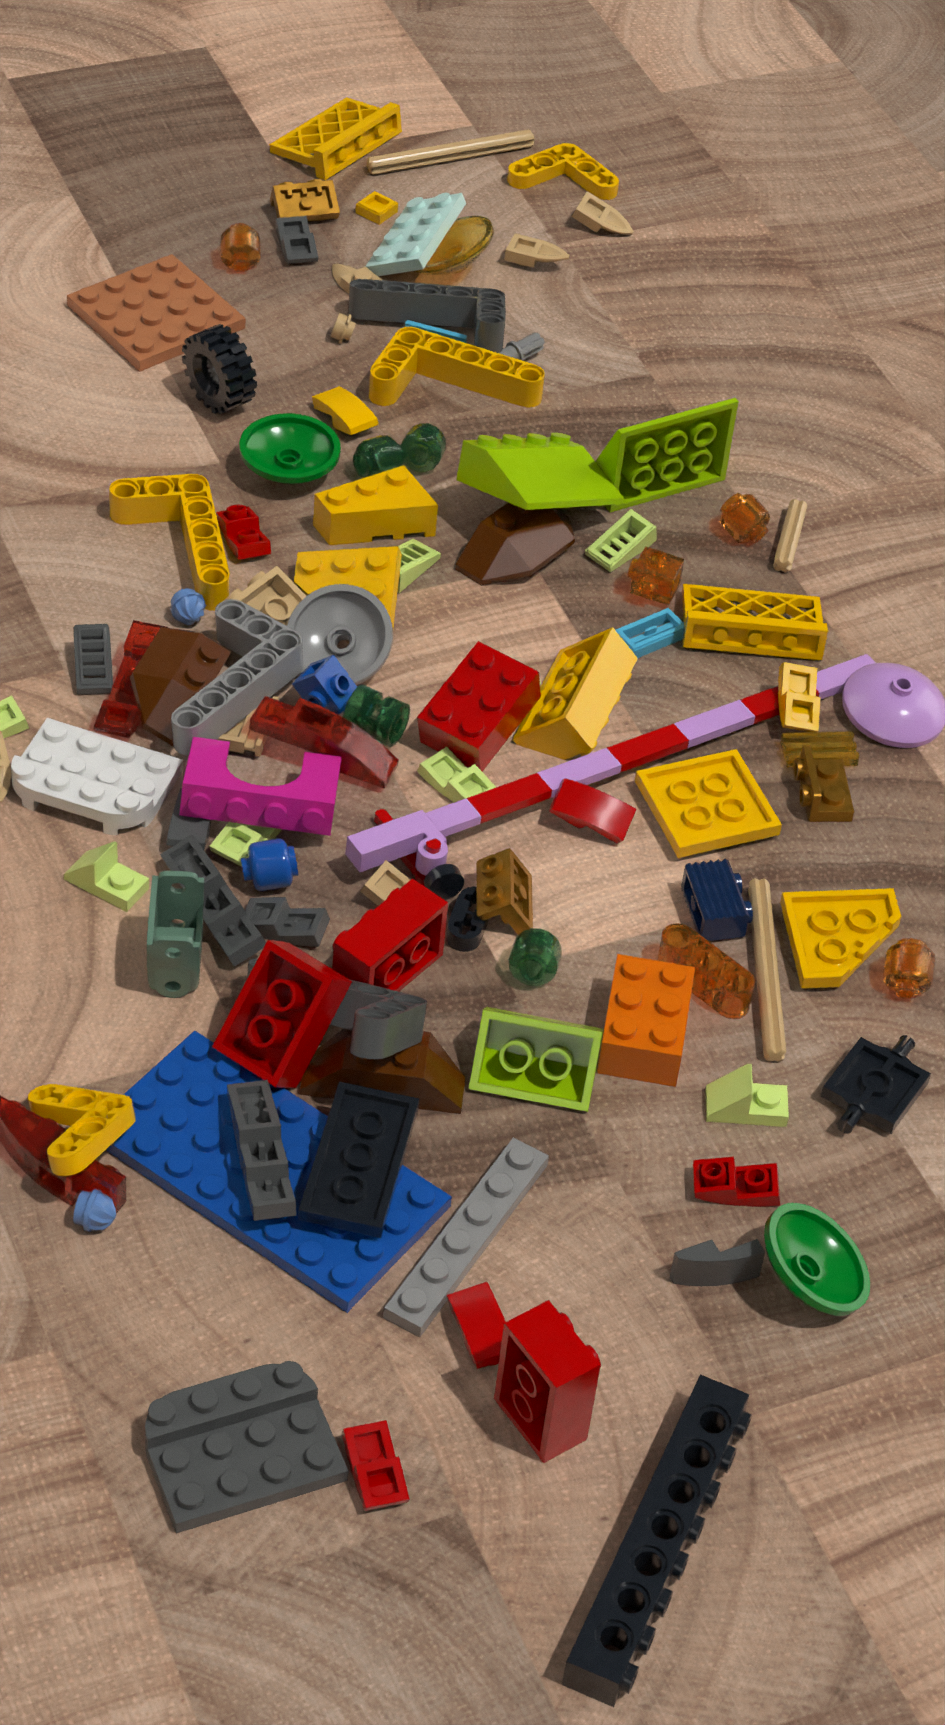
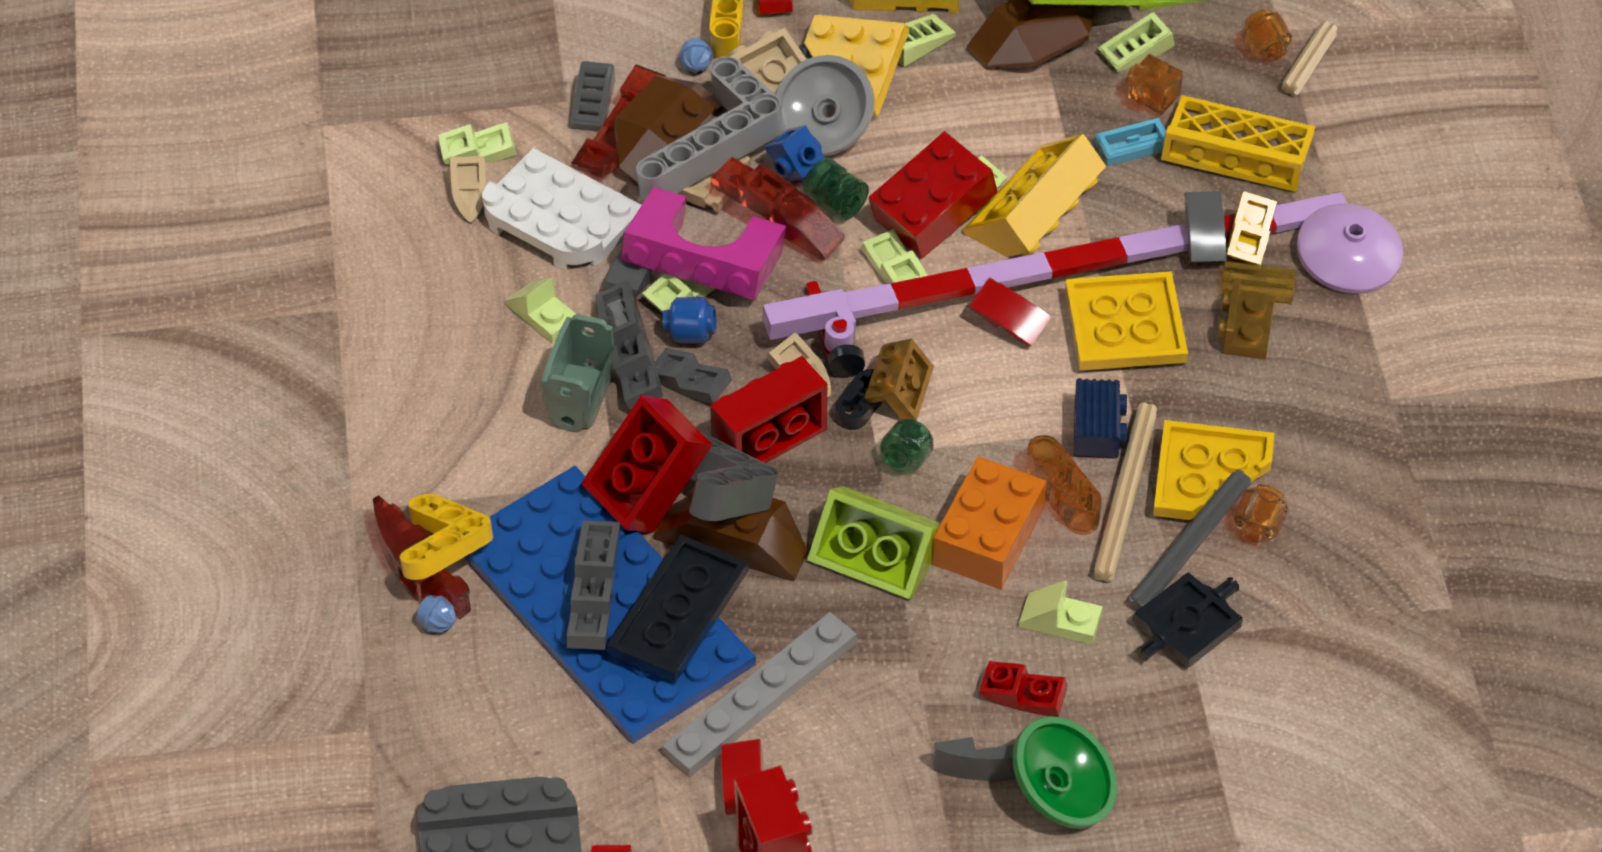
camera: 20 degrees right, 5 degrees up
(757, 701) = (1205, 226): none -> dark grey slope
(850, 1006) = (1191, 539): none -> dark grey axle

